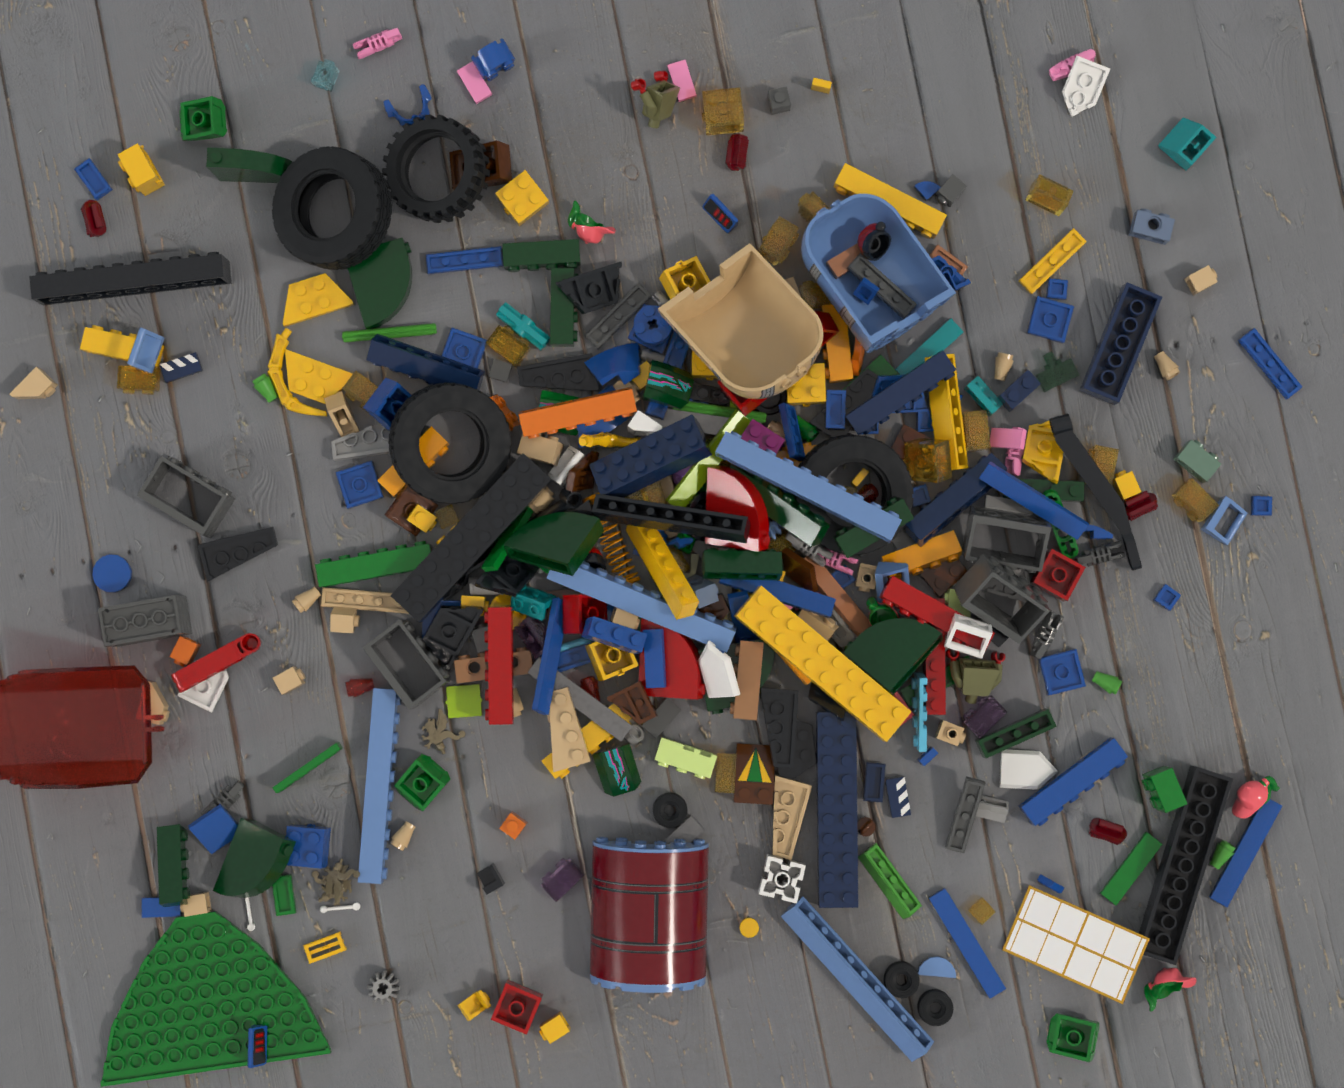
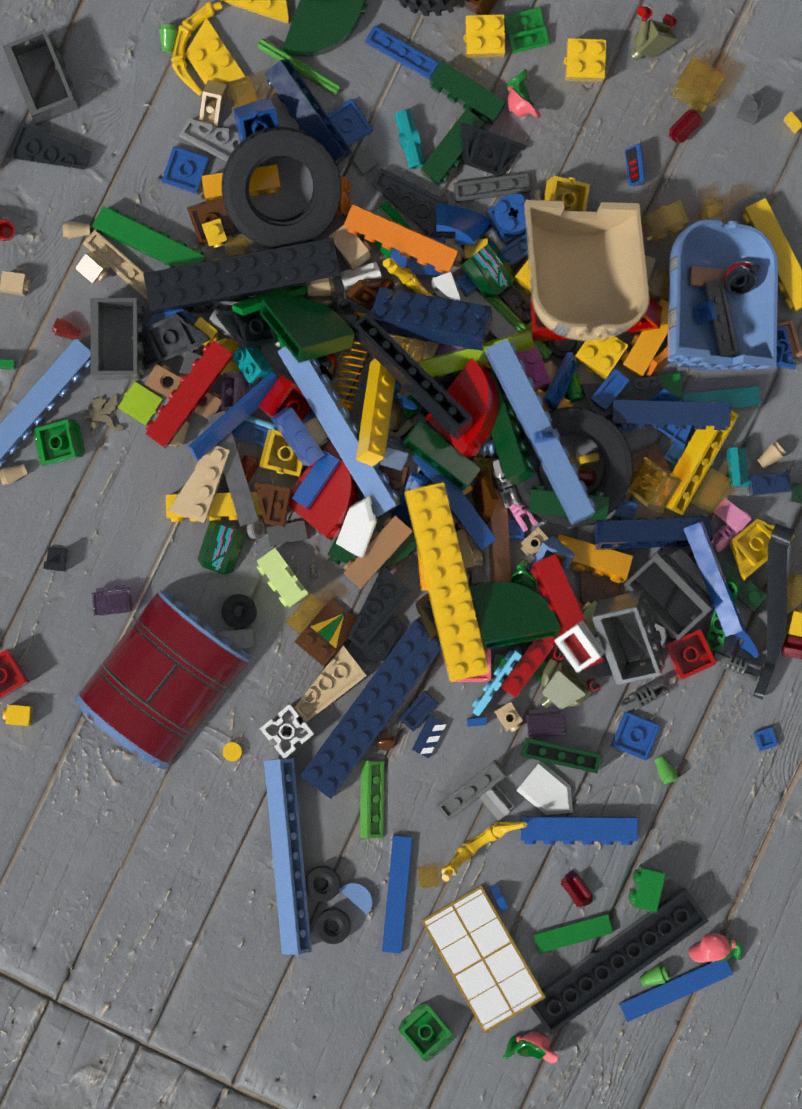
camera: 35 degrees right, 0 degrees up
(508, 345) = (386, 146): clear yellow brick -> none
(513, 825) = (105, 530): orange brick -> none
(551, 168) = (526, 30): none -> green slope
(617, 158) = (585, 60): none -> yellow brick
(681, 77) = (685, 34): bright pink tile -> none
(814, 489) = (540, 436): none -> blue tile
(997, 862) = (470, 847): none -> yellow animal

